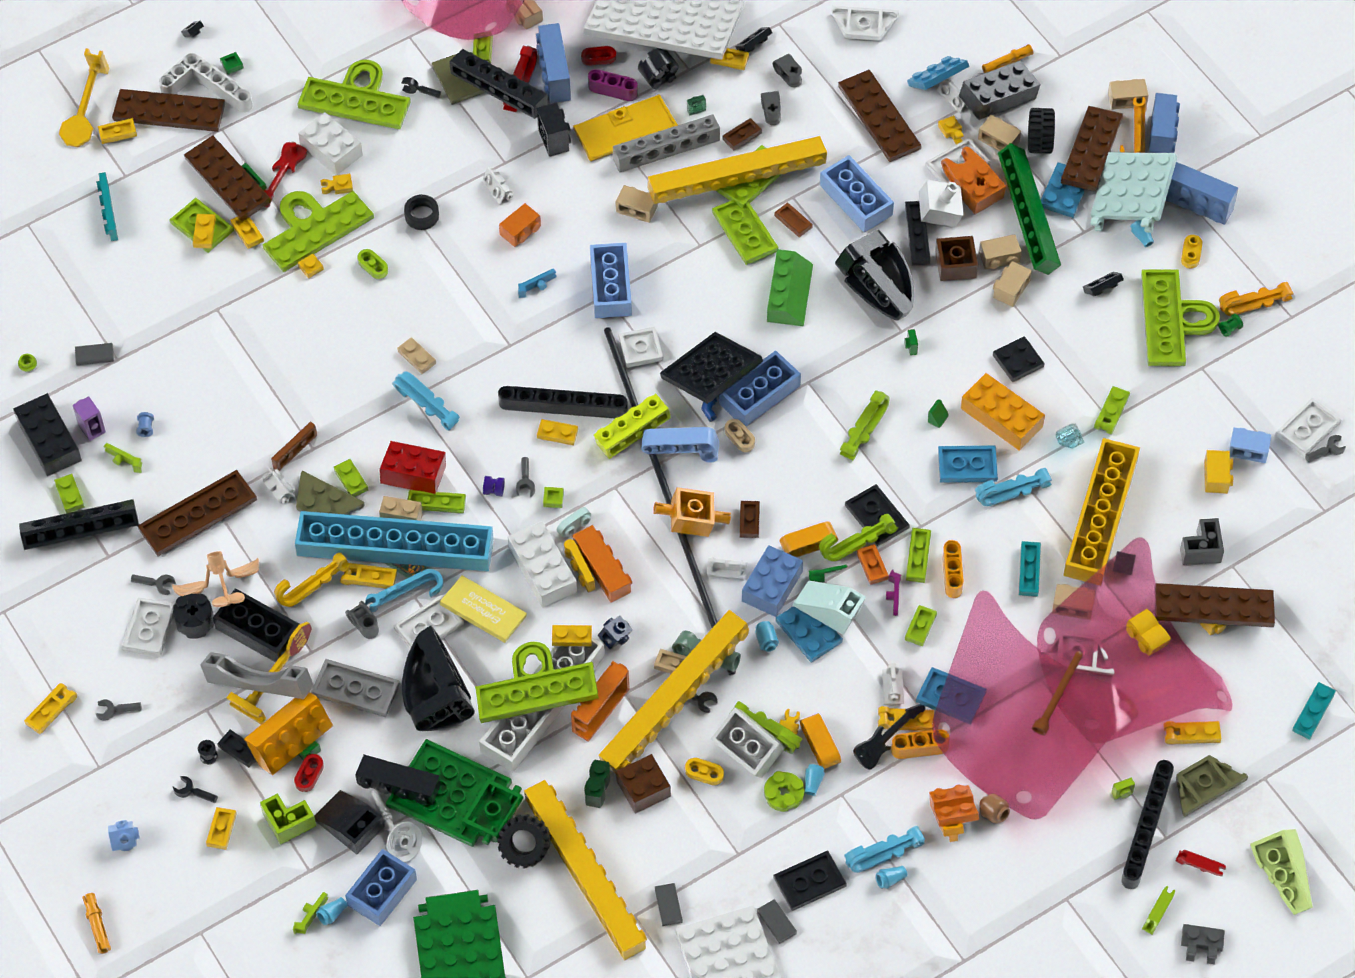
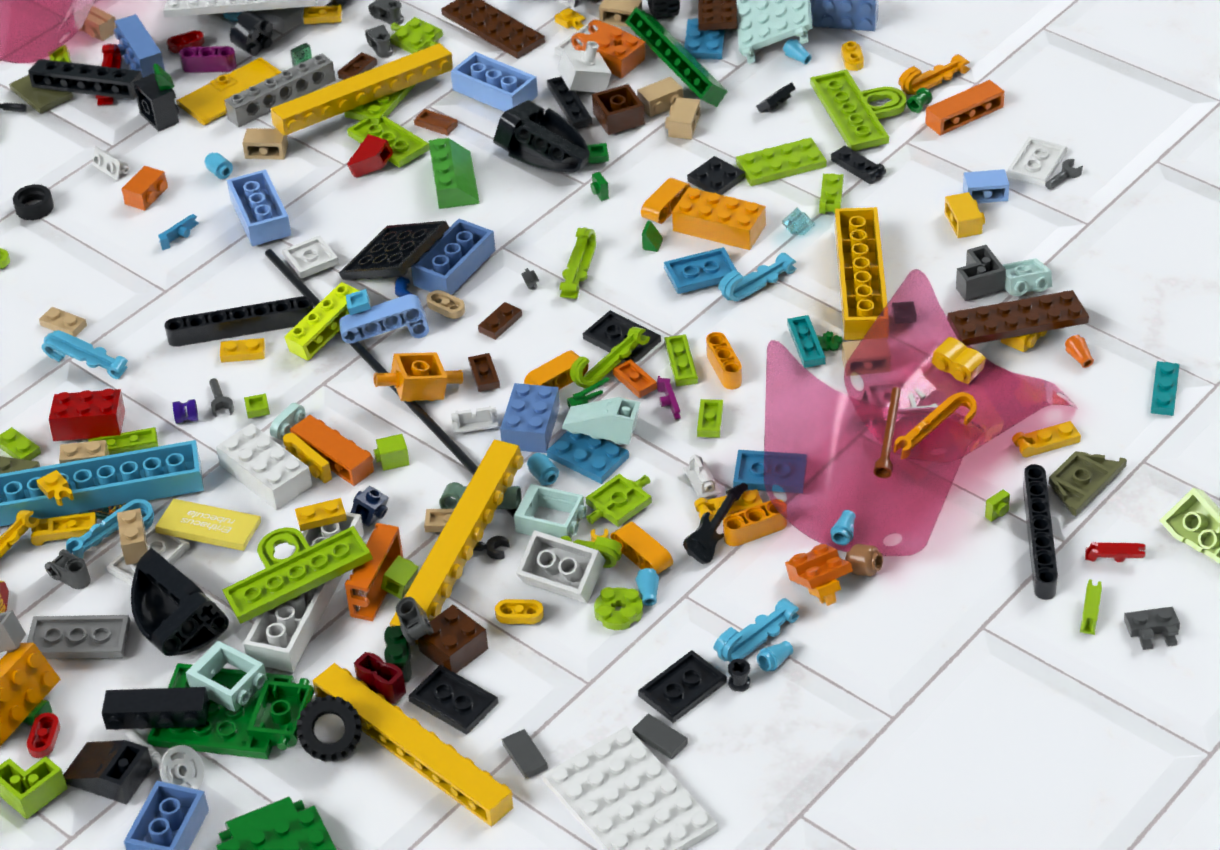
camera: 15 degrees left, 15 degrees down
(369, 541) = (55, 486): none -> yellow plate
(420, 606) = (132, 535): none -> tan brick
(450, 751) = (213, 661): none -> light aqua window
(563, 114) = (162, 78): none -> green slope
(576, 803) = (380, 676): none -> dark red brick
(589, 217) = (218, 165): none -> medium azure brick
(615, 763) = (413, 620): none -> dark grey piece
(620, 709) = (399, 577): none -> lime brick
(629, 836) = (453, 699): none -> black tile
(649, 581) = (391, 452): none -> lime brick
(662, 422) = (358, 302): none -> medium azure plate
(722, 249) = (370, 156): none -> red slope
(752, 663) = (553, 499): none -> light aqua window
(780, 465) = (500, 320): none -> reddish brown plate
(806, 109) = (415, 35): none -> lime plate
(818, 686) = (618, 500): none -> lime plate
(819, 428) = (530, 278): none -> dark grey plate
(856, 881) = (739, 677): none -> black bush
(923, 301) = (598, 153): none -> green plate
(963, 375) = (663, 200): none -> light orange beam
(987, 775) = (843, 529): none -> medium azure cone
(1050, 573) = (829, 341): none -> green plant
(1081, 358) = (781, 161): none -> lime plate
(1097, 698) = (934, 419): none -> light orange piece
(1147, 382) = (857, 164): none -> black plate
(1242, 556) = (1026, 277): none -> light aqua plate
(1256, 649) = (1078, 349): none -> orange cone
(1267, 346) = (964, 107): none -> orange brick

